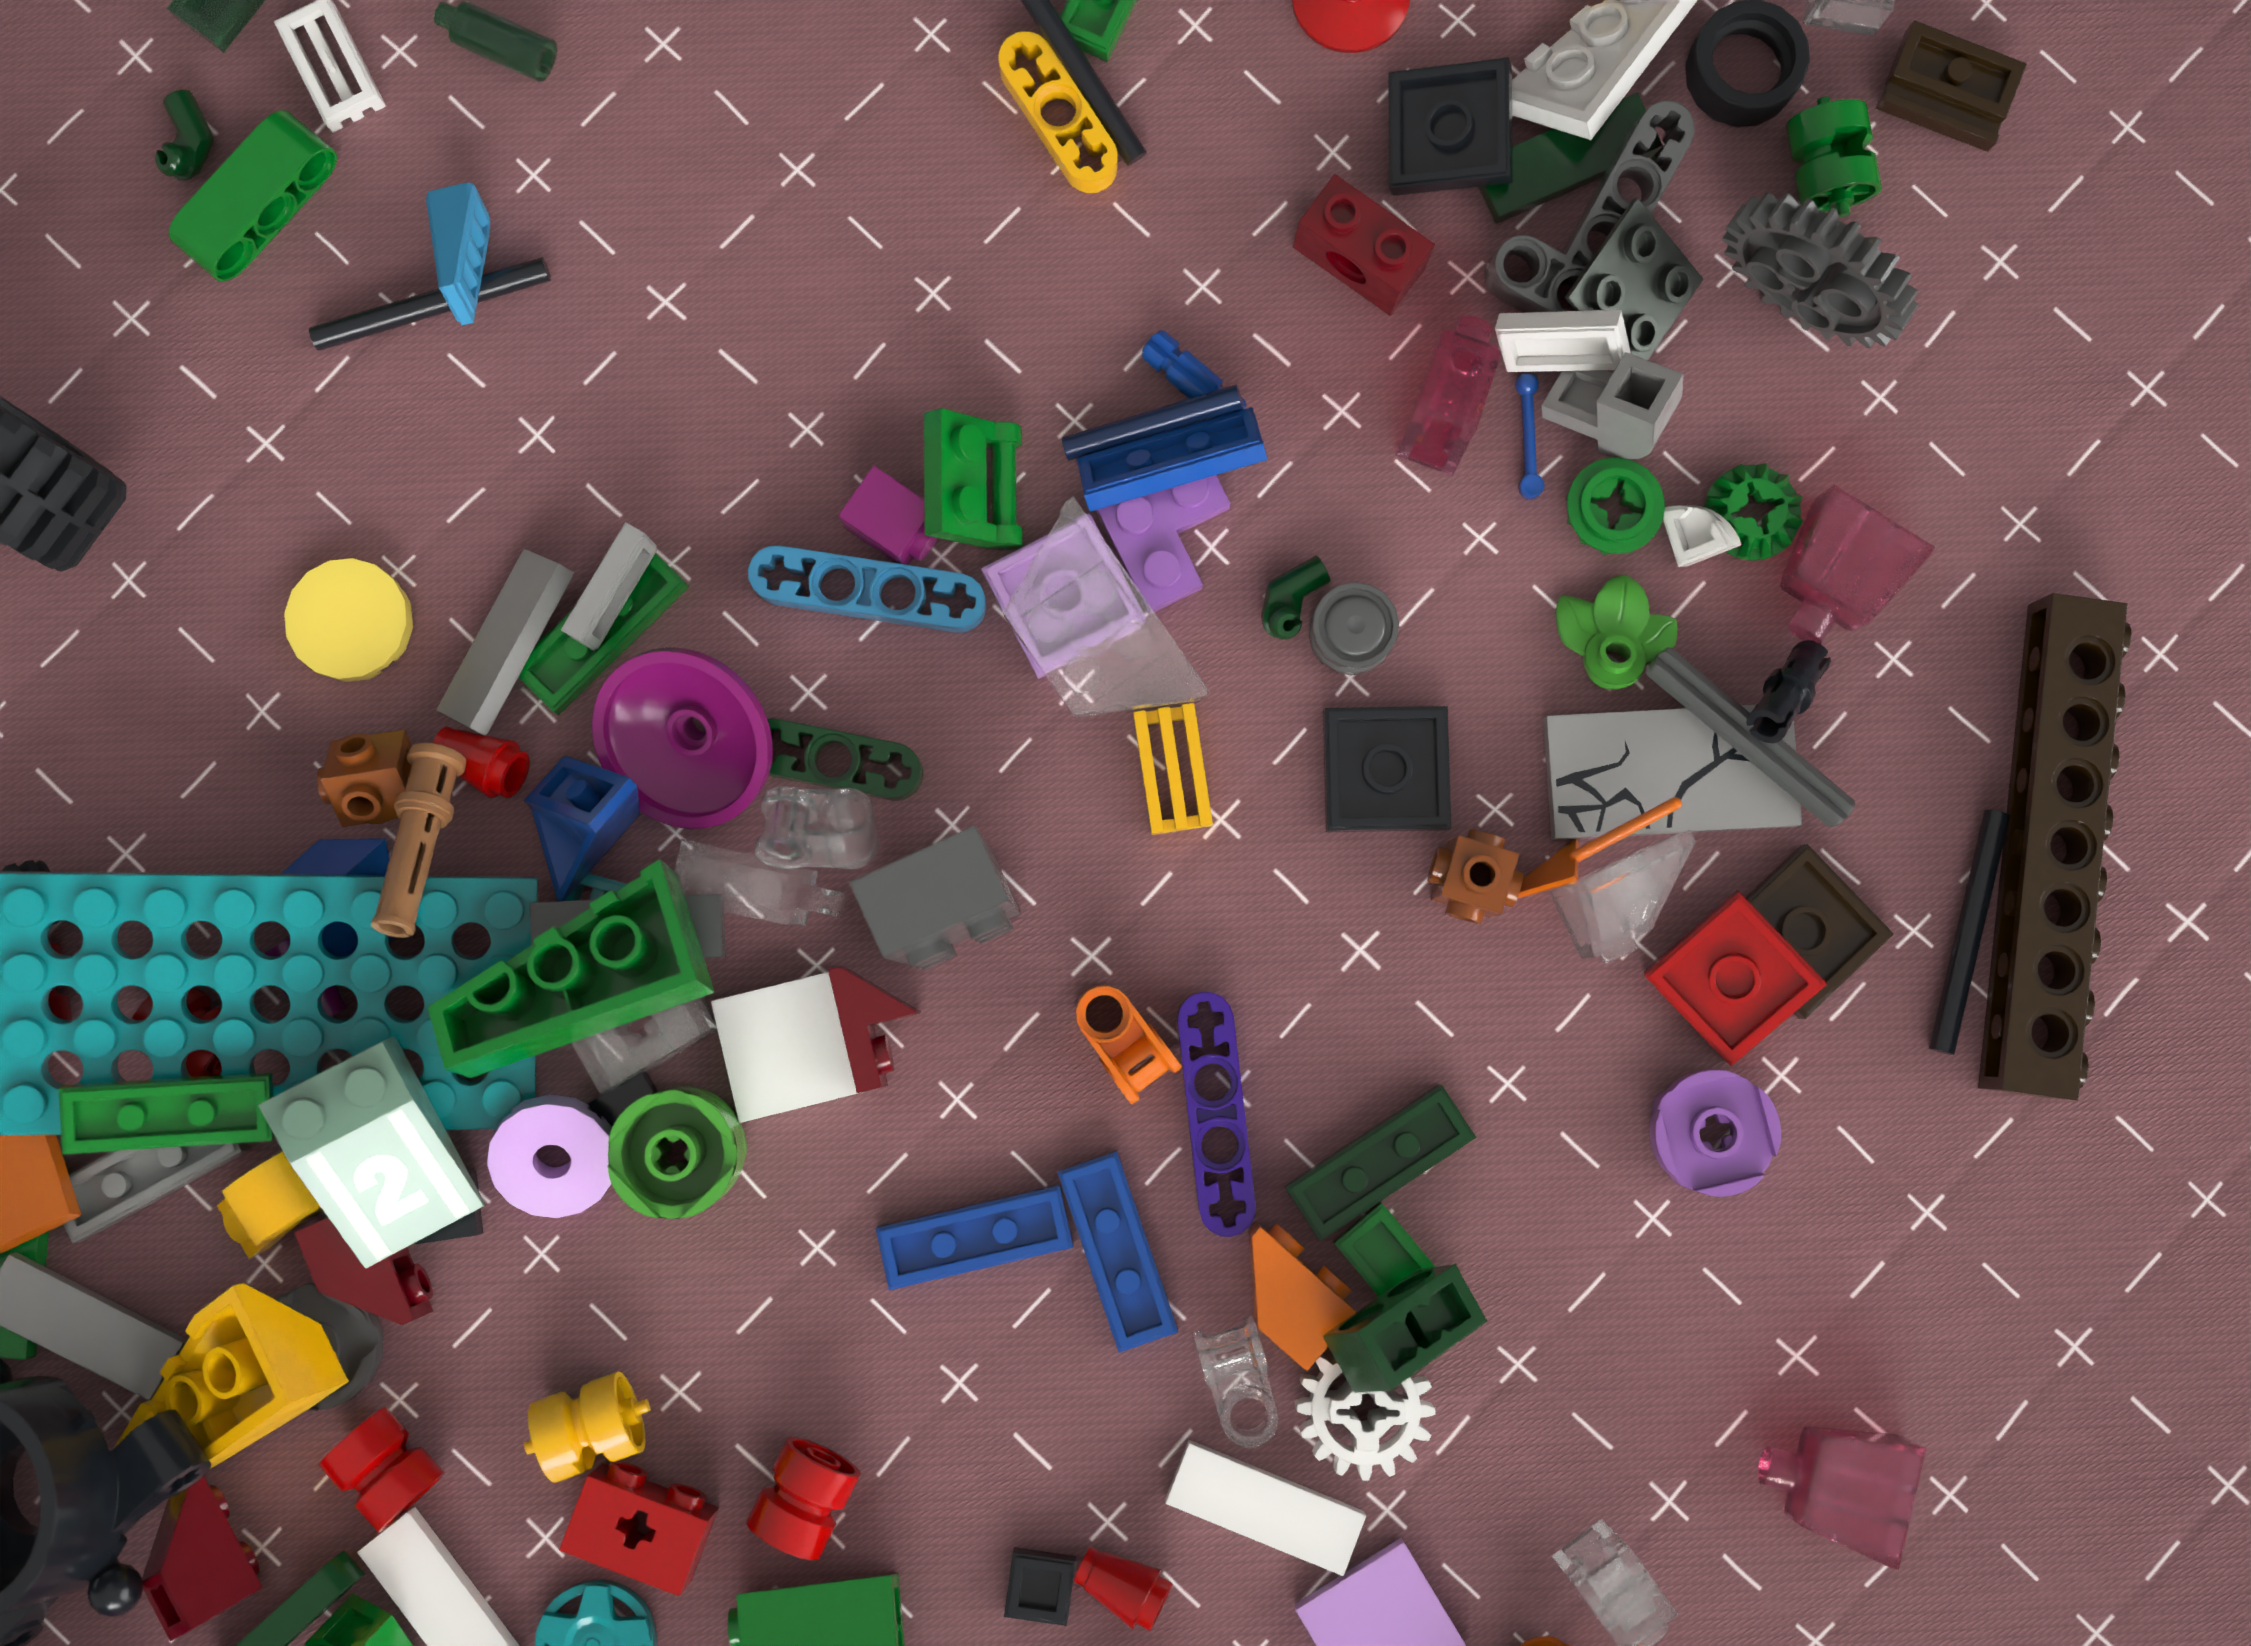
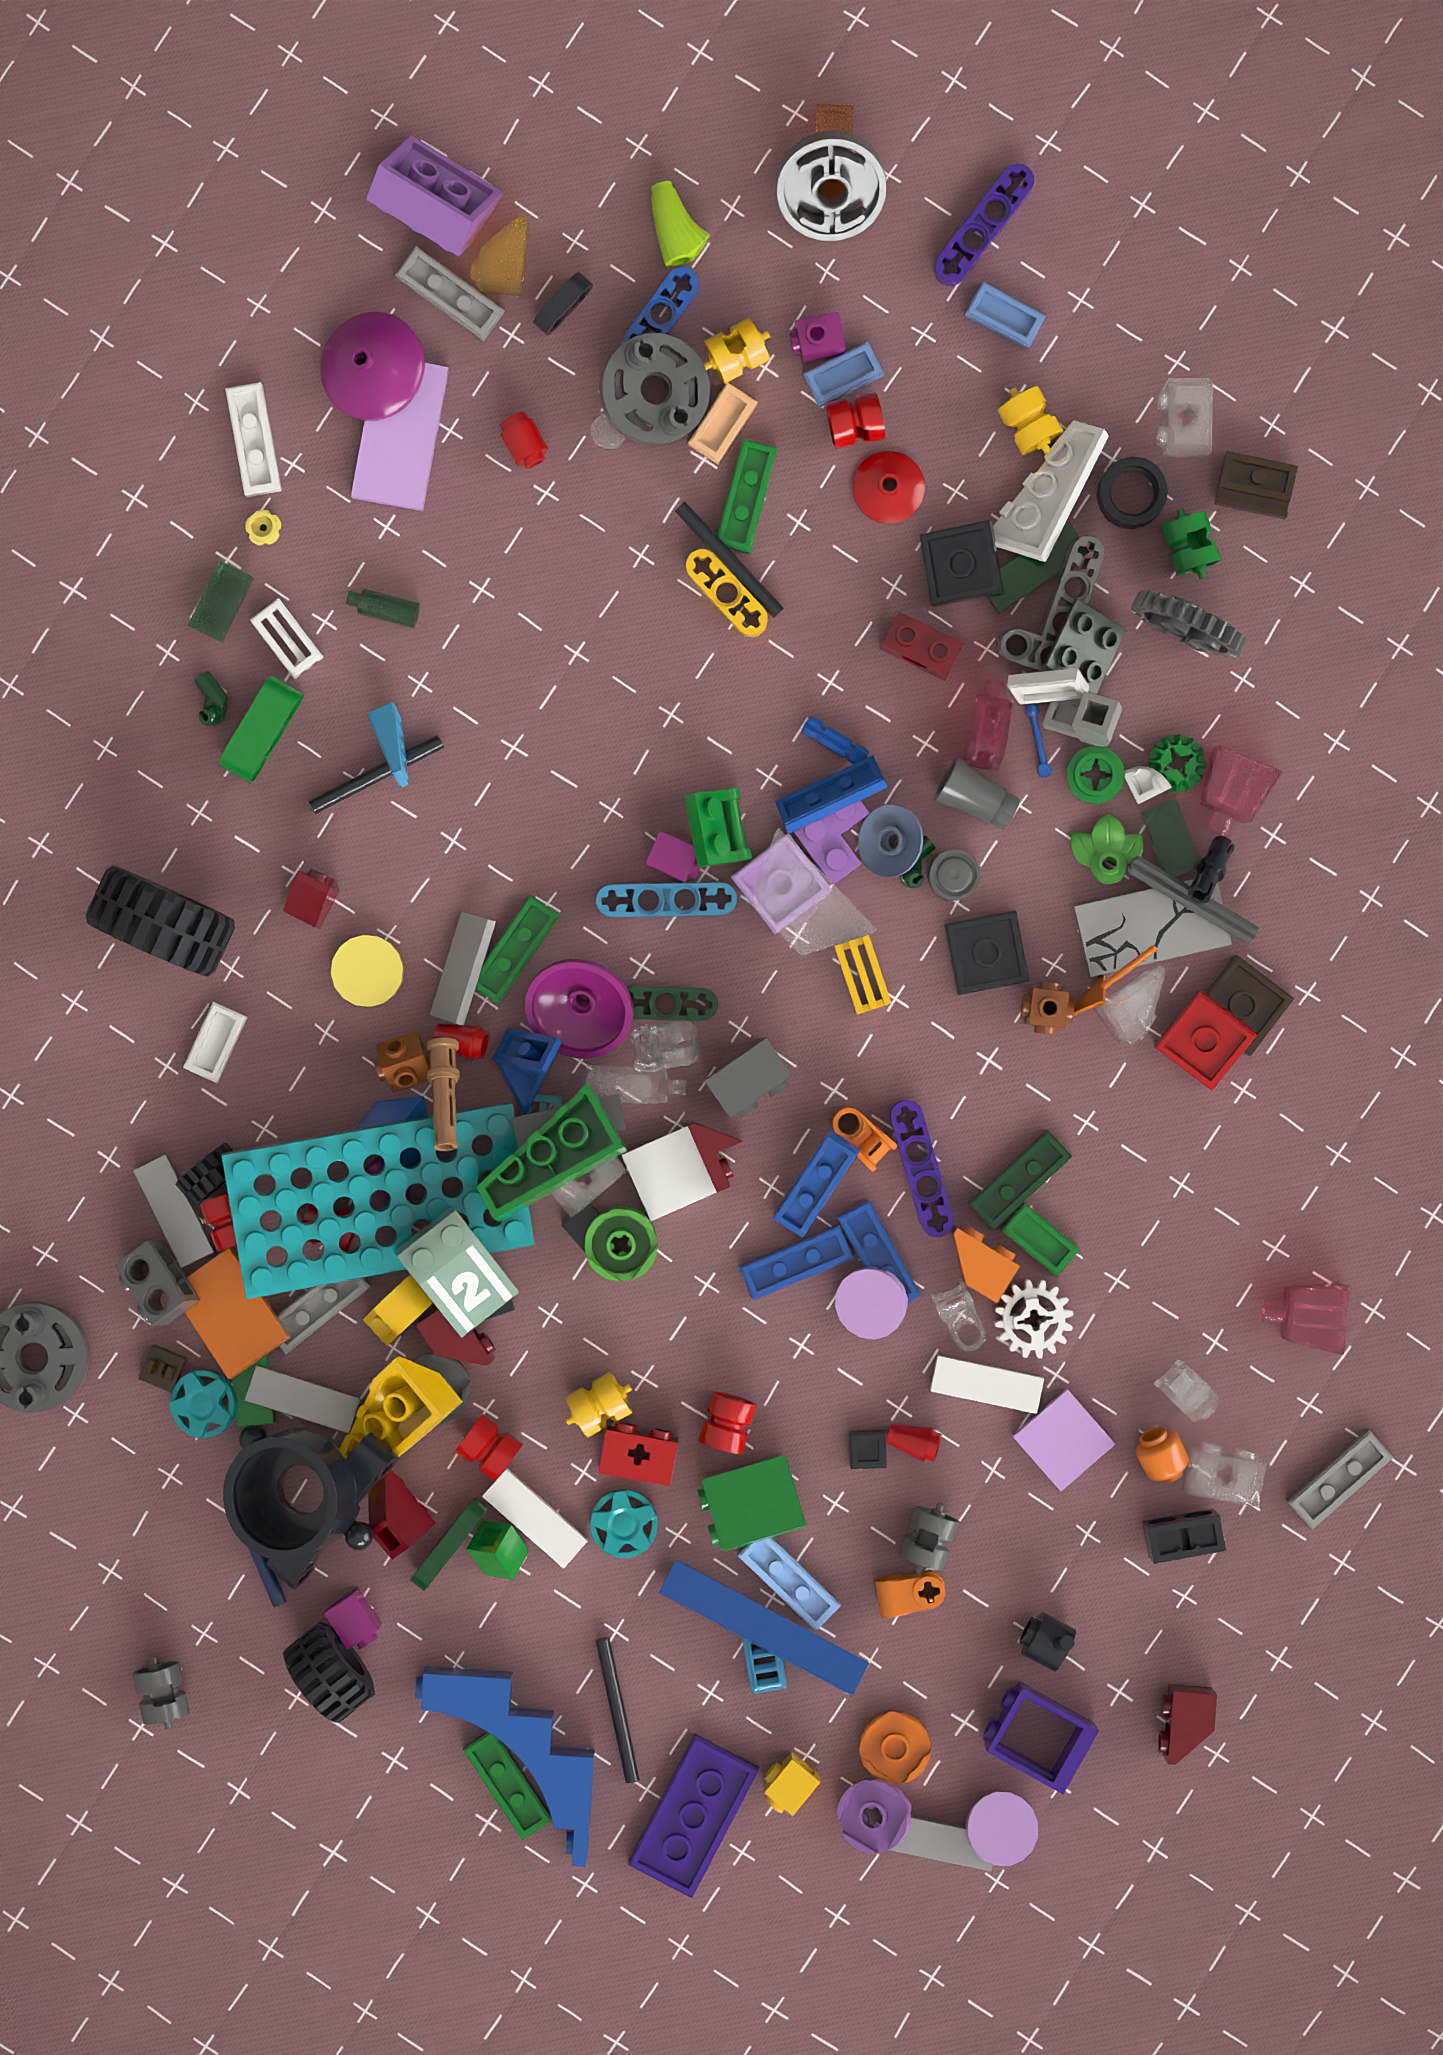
camera: 15 degrees left, 5 degrees up
(71, 694) = (215, 1042): none -> white tile
(164, 1113) = (340, 1270): green tile -> none
(271, 476) = (311, 897): none -> dark red slope
(543, 1188) = (551, 1277): lavender tile -> none
(610, 587) = (521, 928): light grey tile -> none
(1031, 1106) = (816, 1183): none -> blue tile
(1090, 1330) = (871, 1302): none -> lavender tile
(1152, 422) = (816, 773): dark blue bar -> none
(1241, 541) = (878, 837): none -> sand blue dish
(1405, 1329) = (1047, 1269): dark green brick -> none
(1414, 503) = (976, 795): none -> dark grey plant
(1724, 631) = (1171, 838): none -> clear green plate
(1744, 1152) = (1226, 1138): medium lavender plate -> none
(1969, 932) = (1338, 989): black bar -> none
(2030, 871) = (1367, 950): dark brown brick -> none

